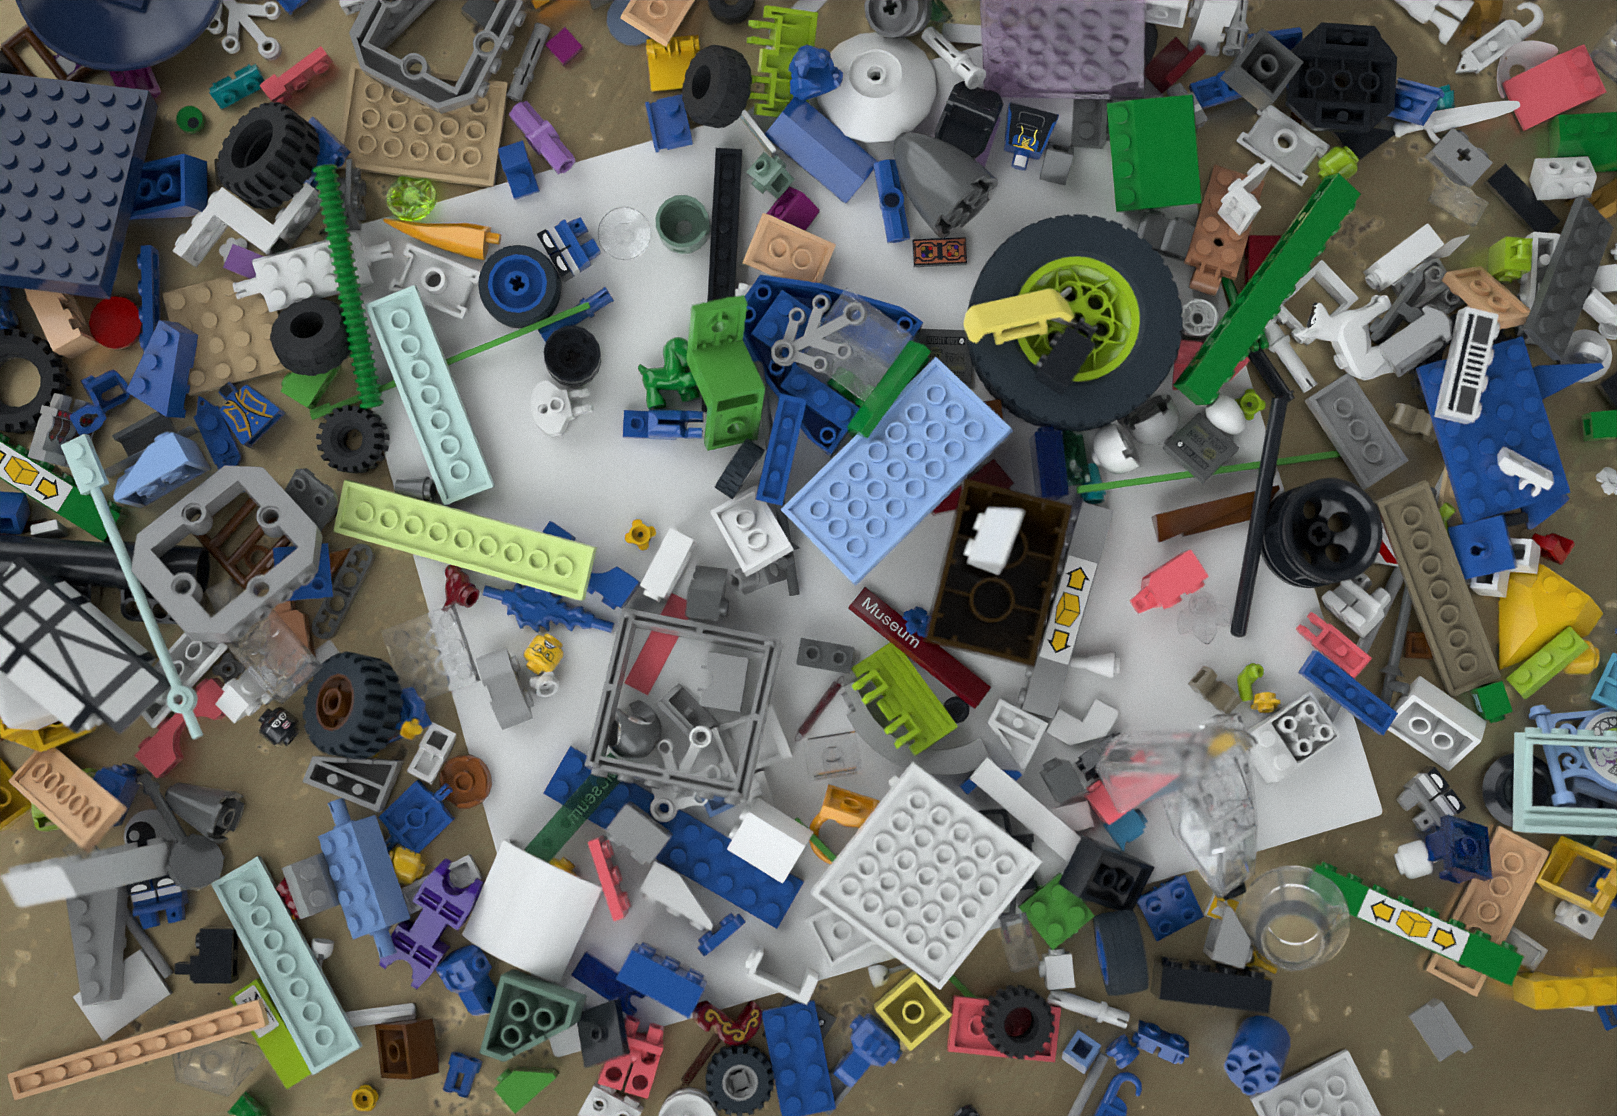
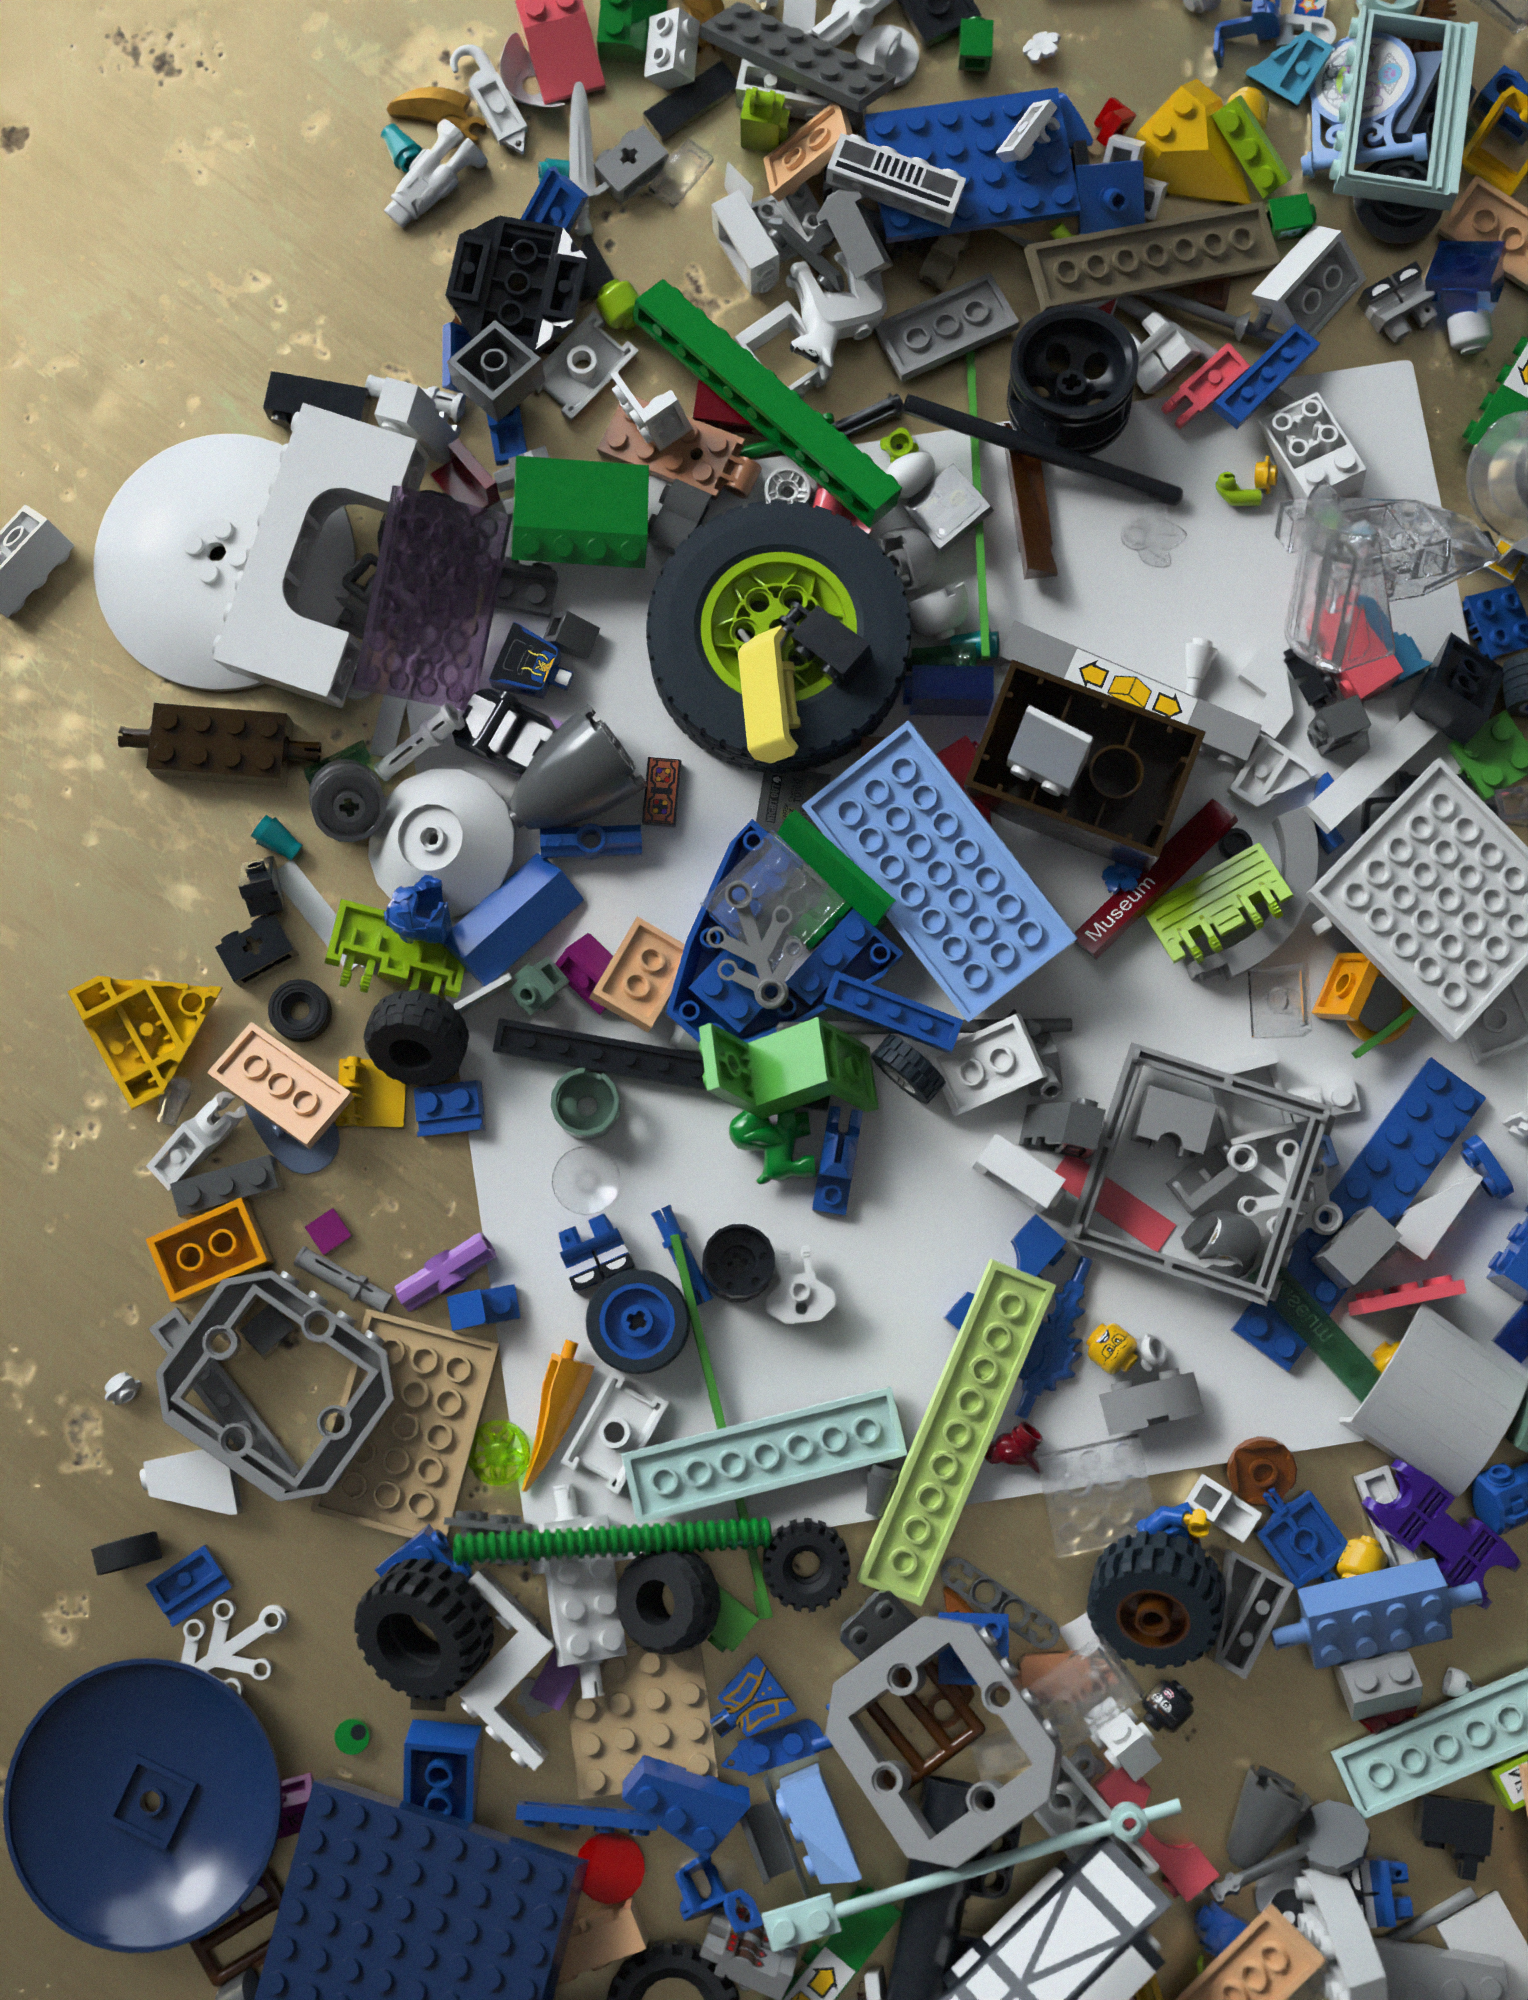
camera: 85 degrees left, 5 degrees down
(229, 91) = (313, 1652): teal hinge -> none
(297, 77) = (330, 1611): coral plate -> none
(641, 542) = (982, 1207): yellow plate -> none
(768, 839) = (1378, 1090): white brick -> none
(823, 704) = (1216, 1012): piece -> none
(825, 655) = (1153, 994): dark grey brick -> none
(1170, 581) = (1110, 564): coral hinge -> none
(1214, 691) = (1245, 532): dark tan leg -> none
(1280, 344) = (830, 400): white pin -> none
(1557, 377) = (912, 82): blue slope -> none

